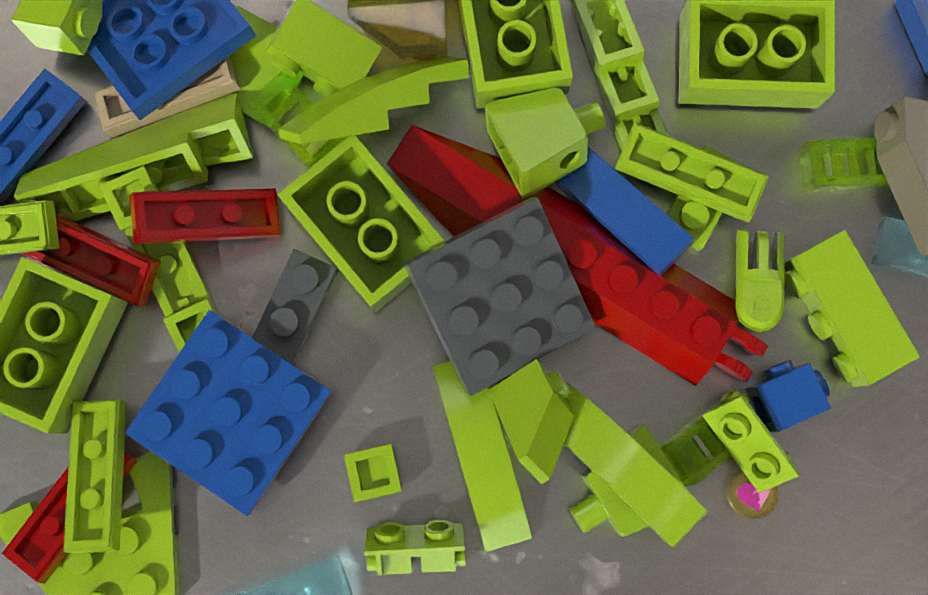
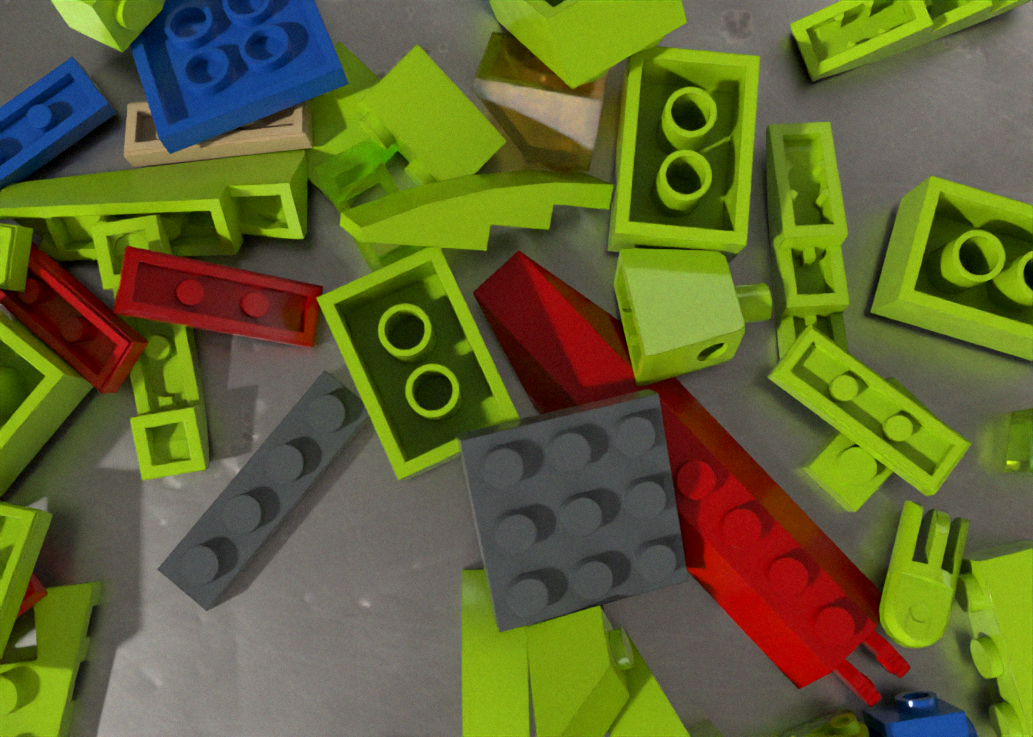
camera: 15 degrees right, 0 degrees up
(228, 412) = (178, 566): blue plate -> none
(373, 472) = (346, 693): lime plate -> none
(626, 213) = (768, 440): blue tile -> none

